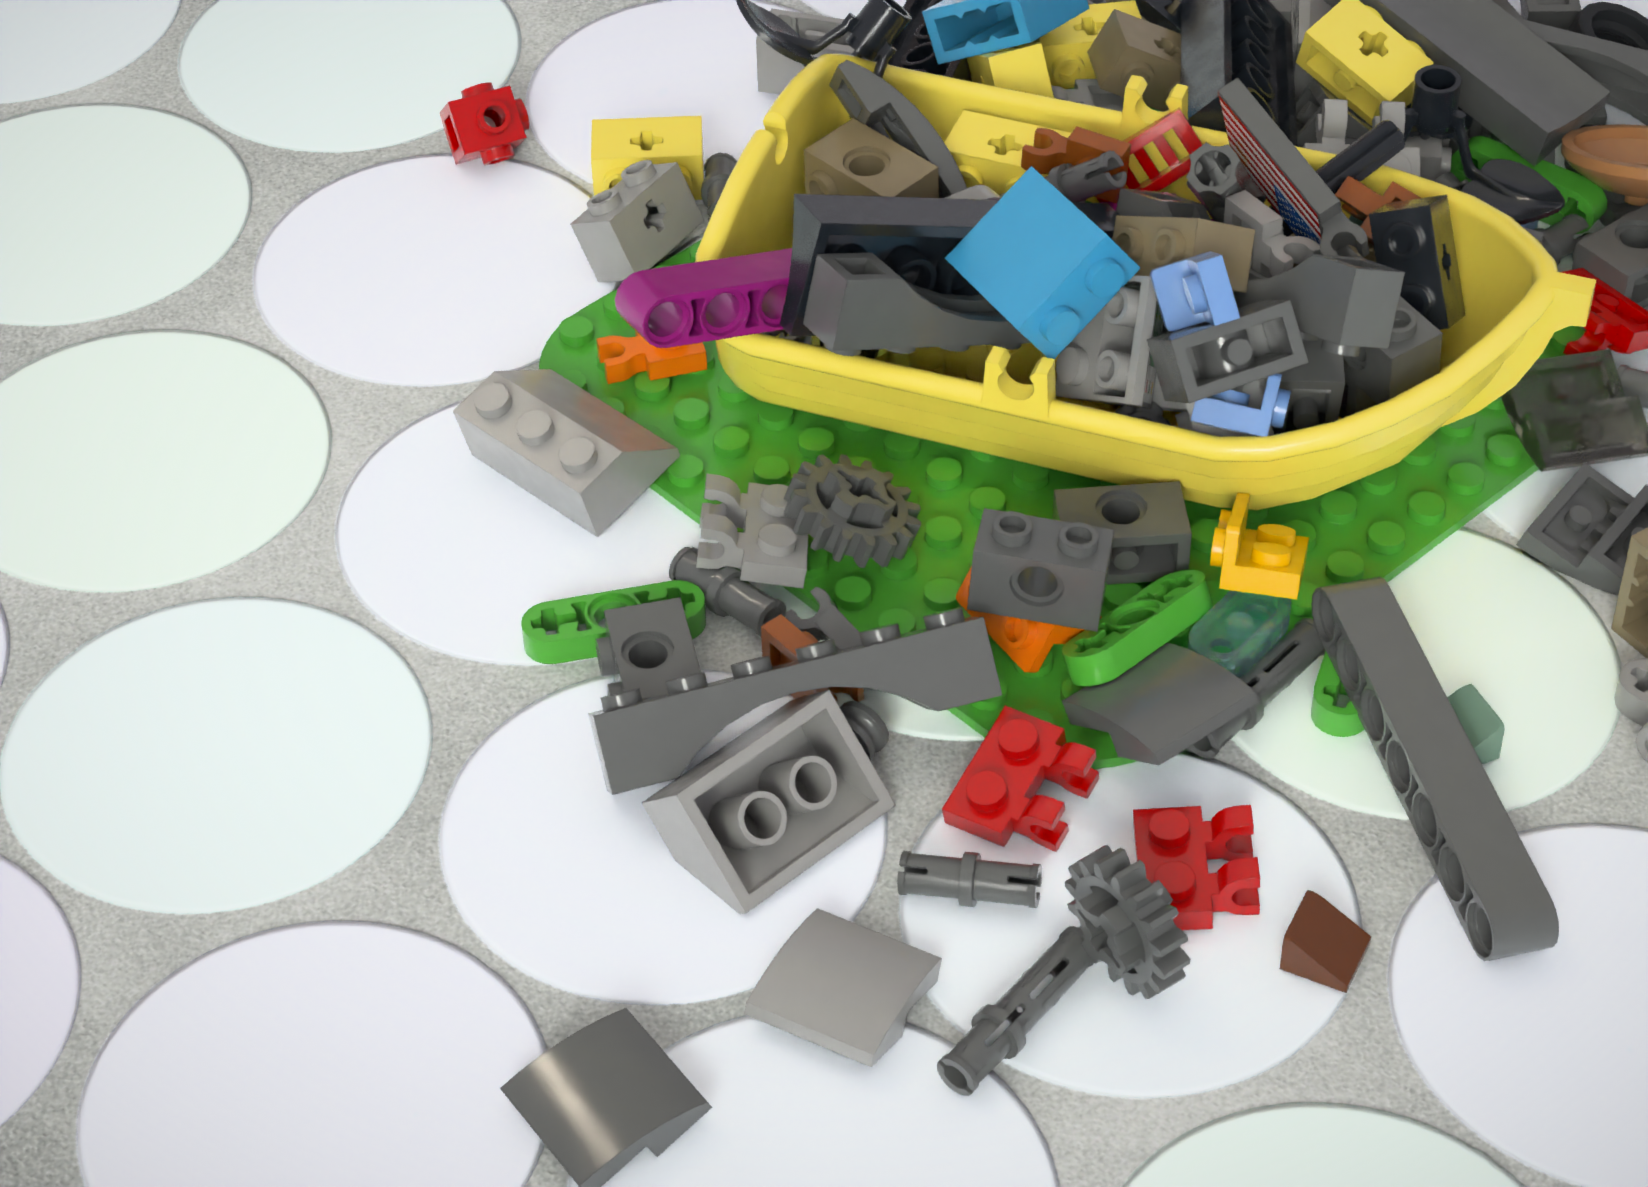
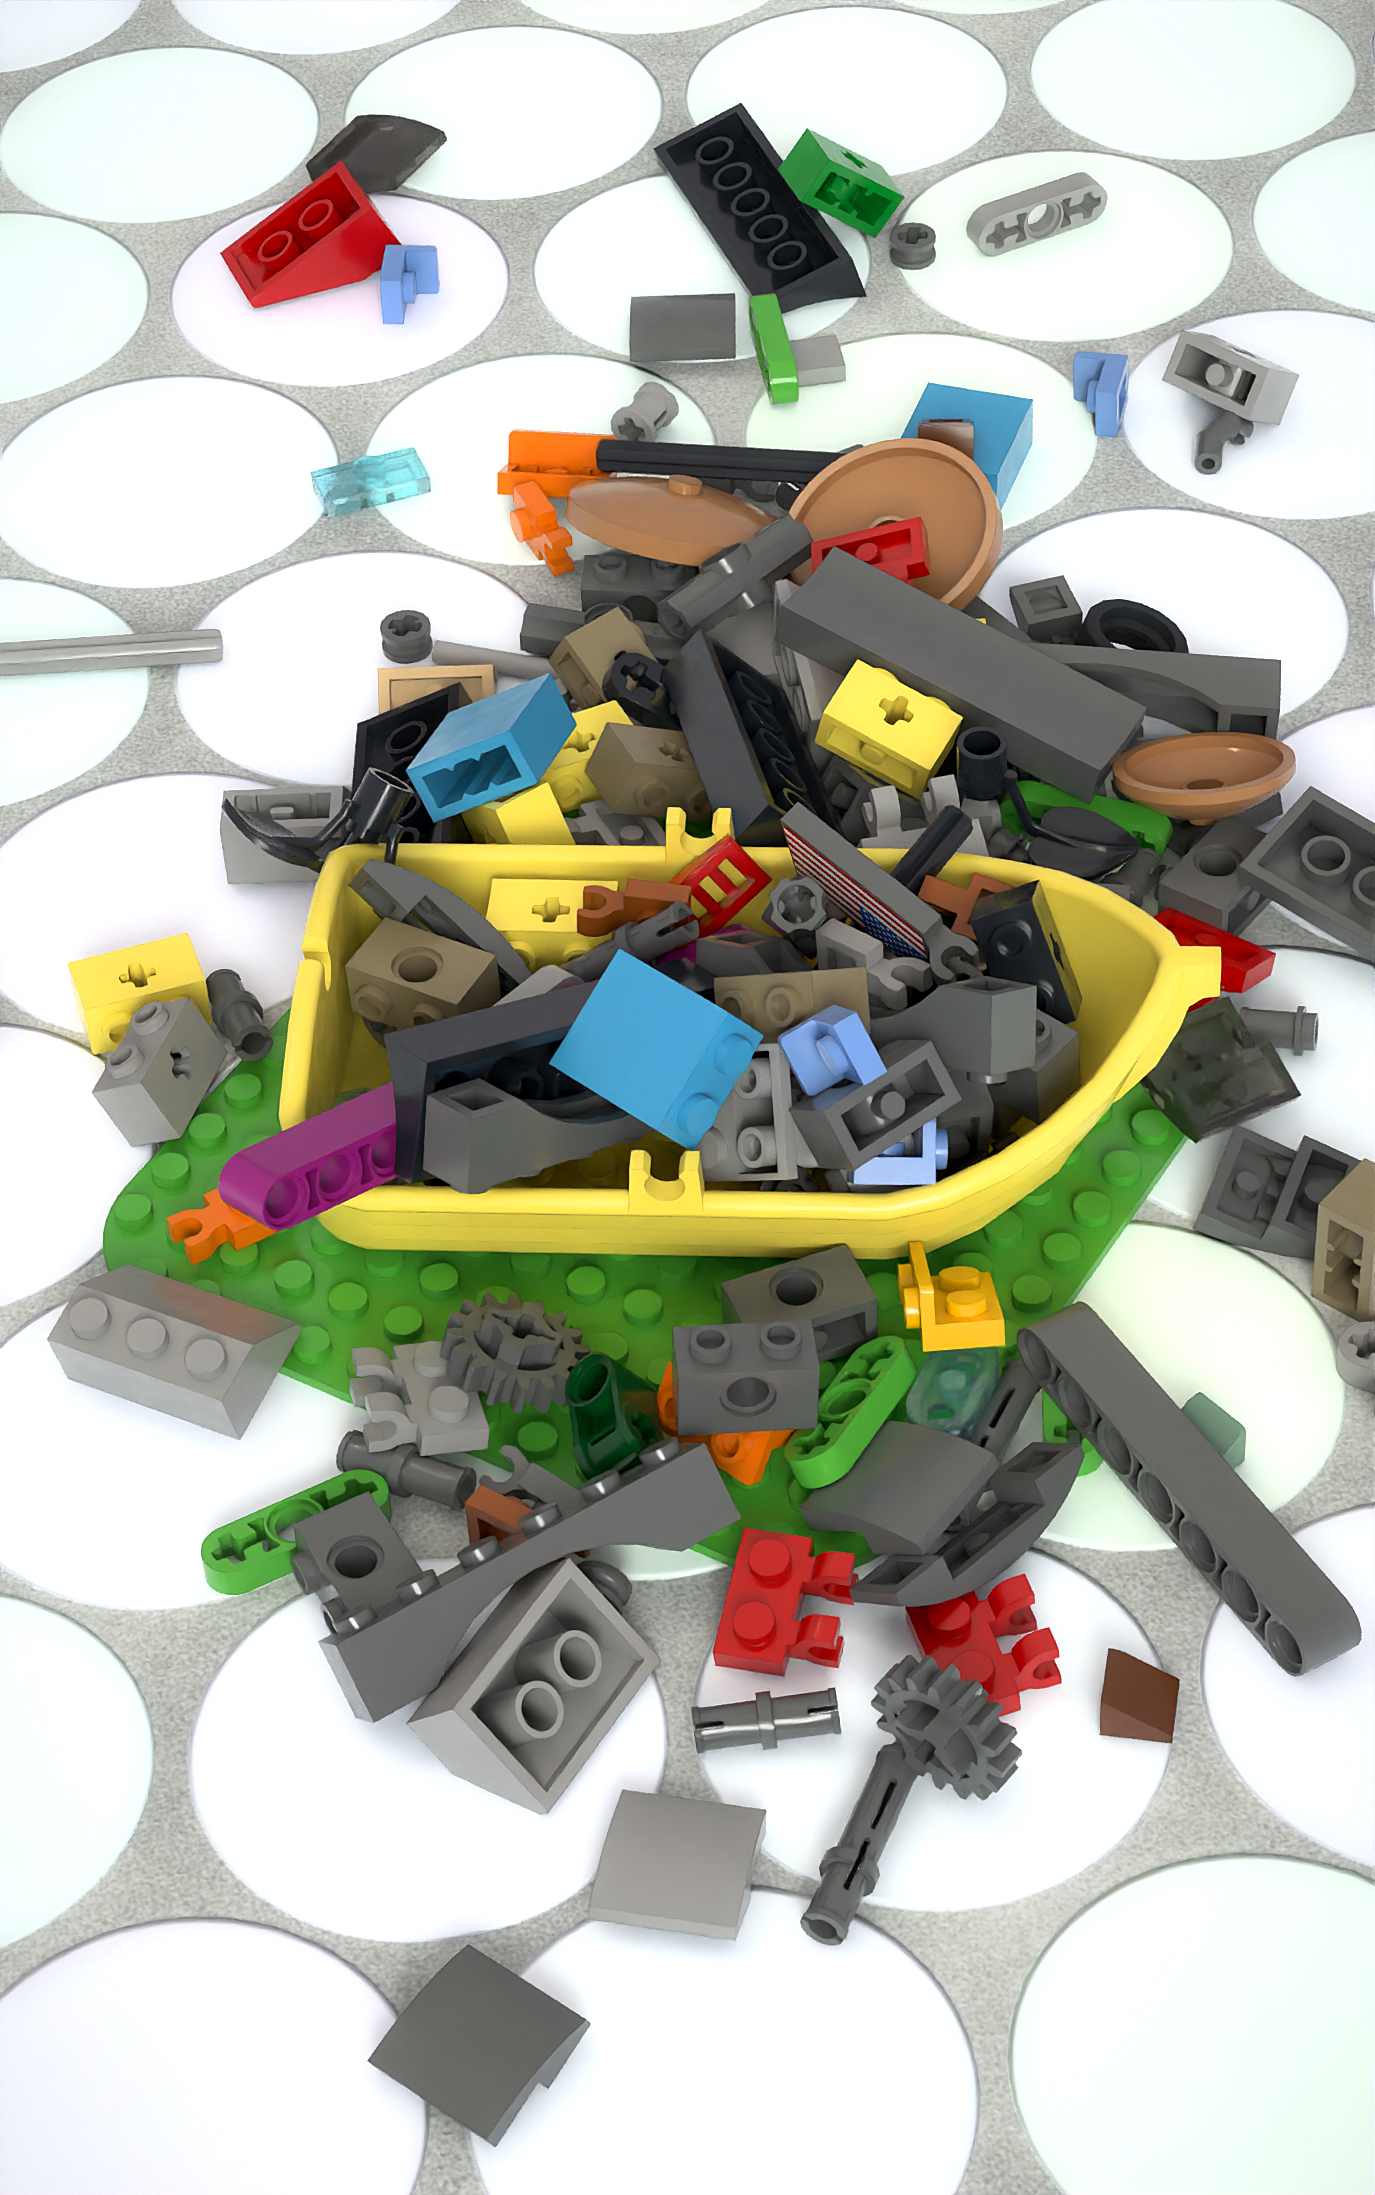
camera: 15 degrees left, 0 degrees up
(916, 579) = (610, 1415): none -> dark green piece
(1279, 741) = (1028, 1497): none -> dark grey slope

